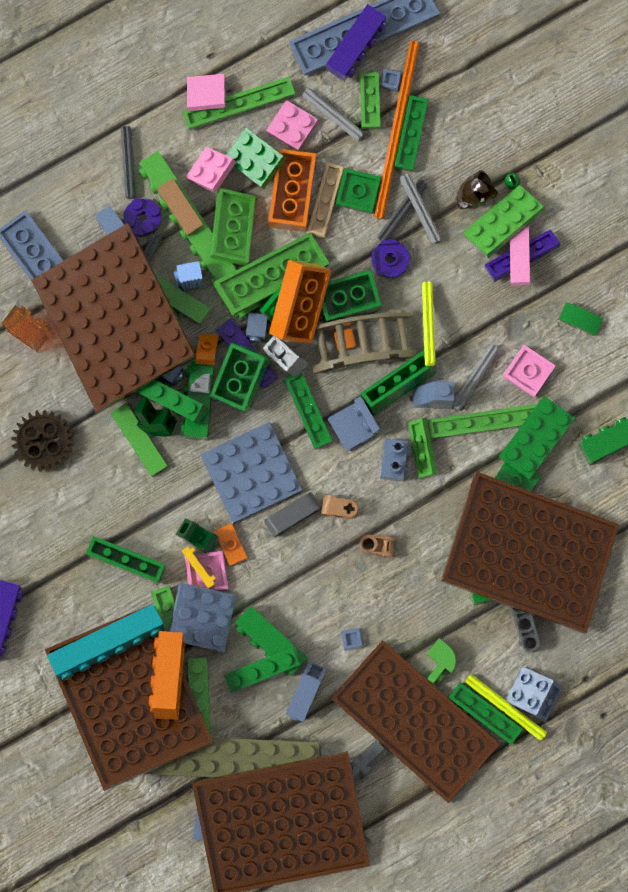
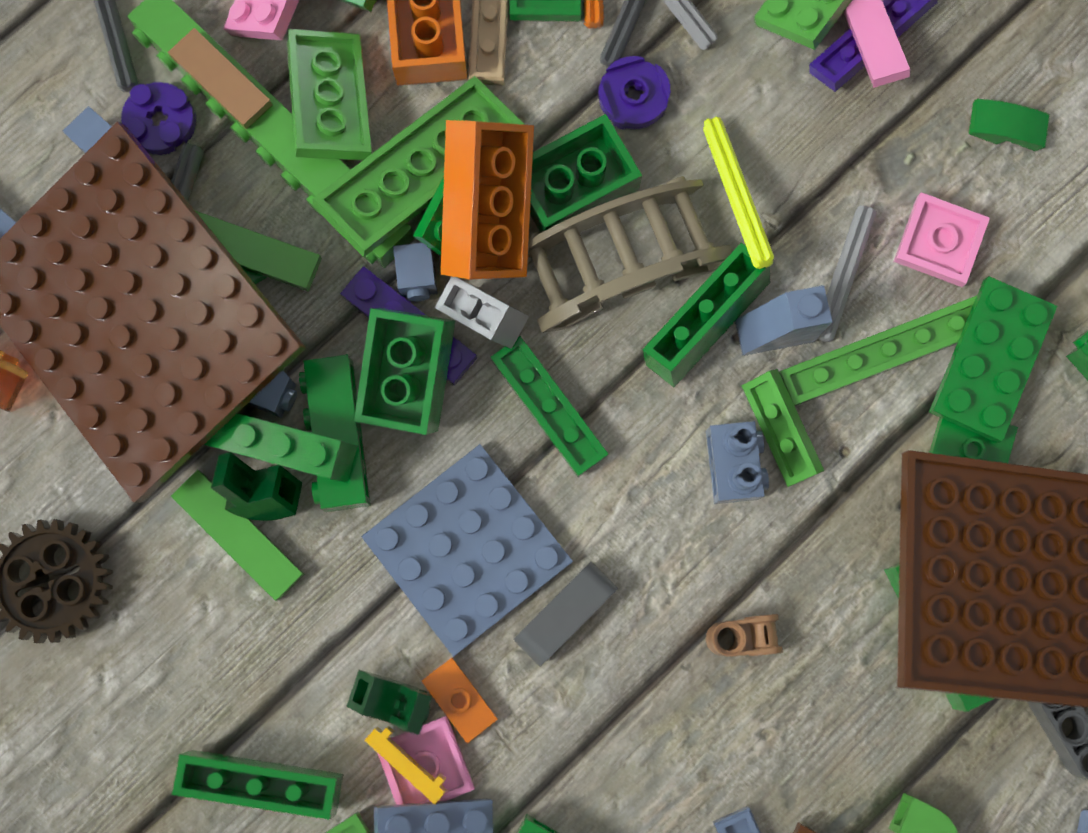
camera: 15 degrees left, 0 degrees up
(189, 276) = (265, 202): light blue brick -> none
(201, 384) = (333, 402): light grey tile -> none
(206, 349) = (329, 333): orange plate -> none
(335, 506) = (645, 579): medium nougat piece -> none
(349, 339) = (595, 253): orange tile -> none
(354, 424) = (642, 412): sand blue bracket -> none

